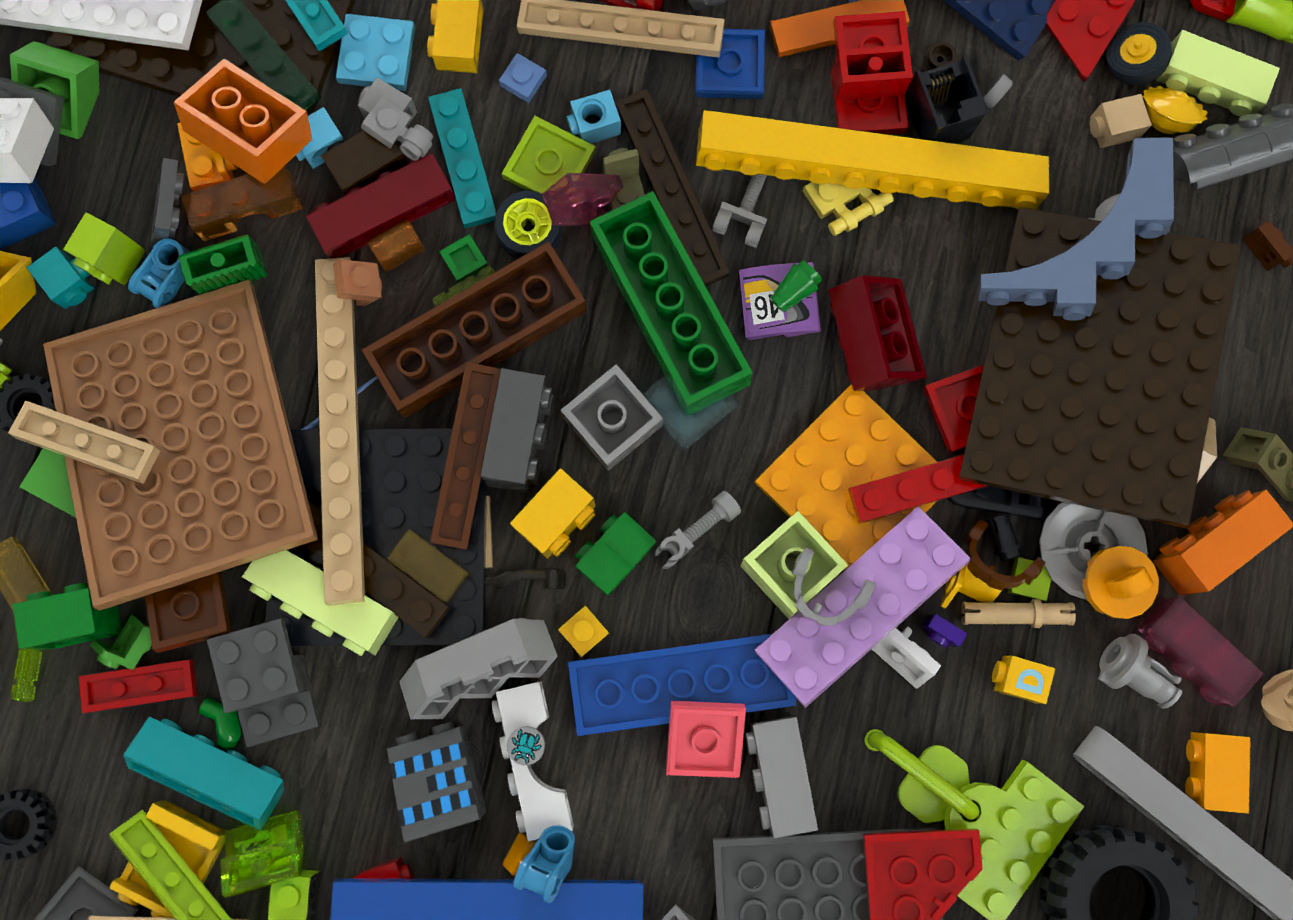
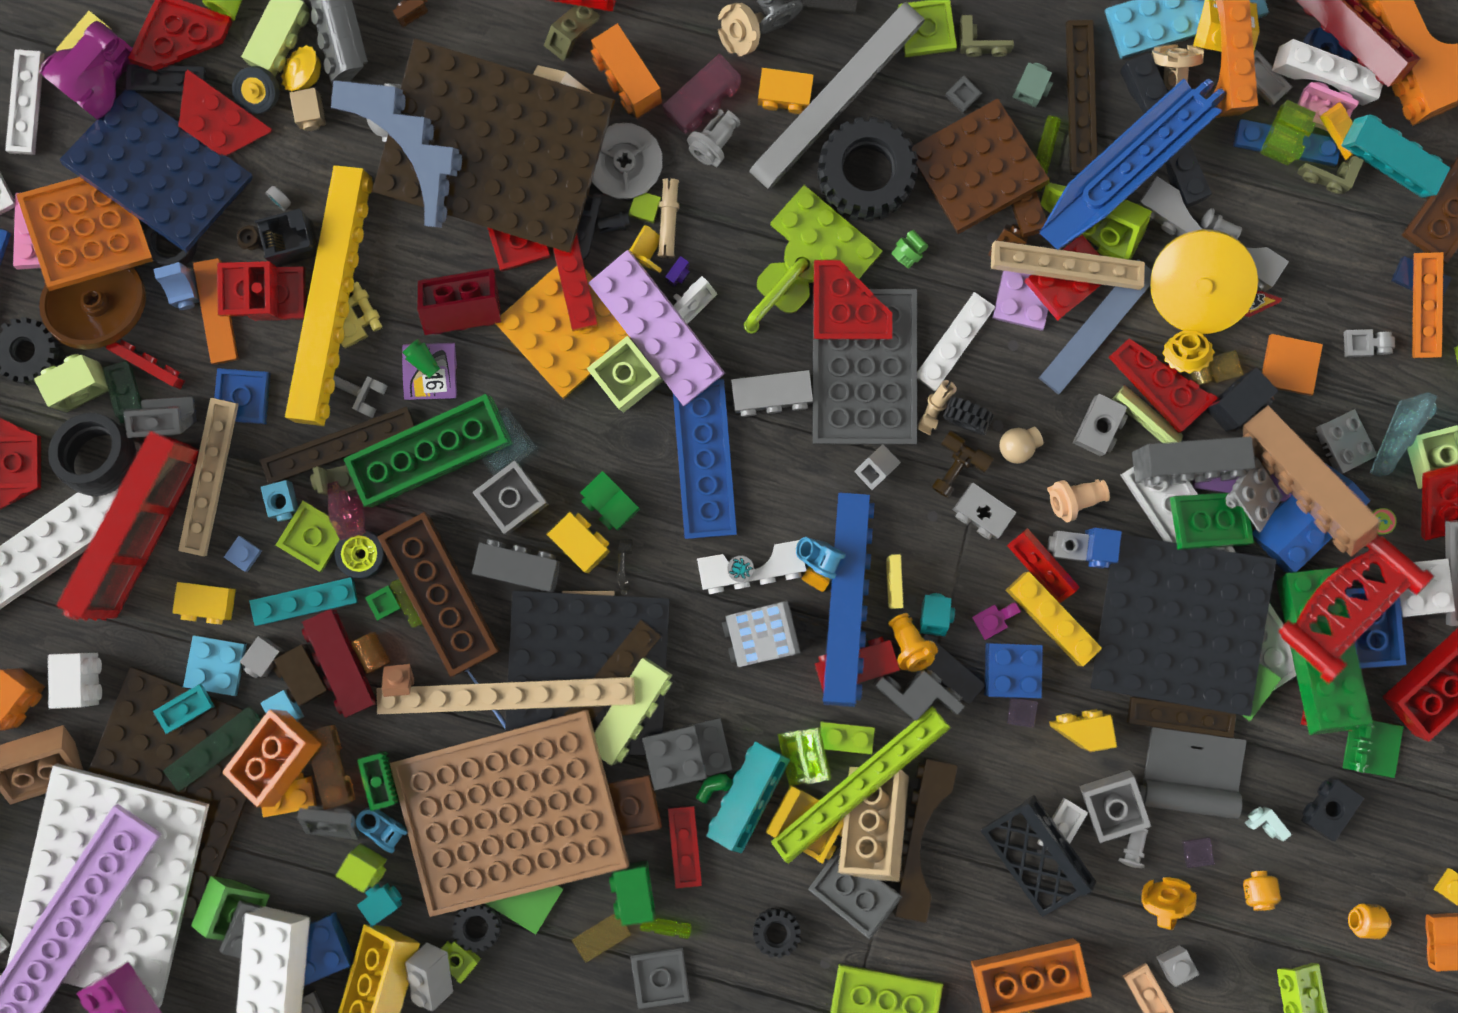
camera: 80 degrees left, 5 degrees up
(84, 442) = (507, 878): tan plate -> none
(128, 647) = (654, 852): bright green bracket -> none
(389, 124) = (279, 653): light grey plate -> none
(428, 566) = (610, 634): clear yellow tile -> none
(465, 456) = (532, 603): reddish brown plate -> none
(476, 667) = (684, 602): light grey brick -> none
(583, 631) = (663, 527): yellow plate -> none
(681, 542) = (604, 453): light grey bar -> none
(705, 739) = (743, 444): coral tile -> none
(858, 602) = (653, 329): light grey piece -> none
(987, 574) = (640, 237): reddish brown piece -> none
(1023, 679) = (714, 219): yellow brick -> none
(1120, 582) = (650, 144): light orange tile -> none

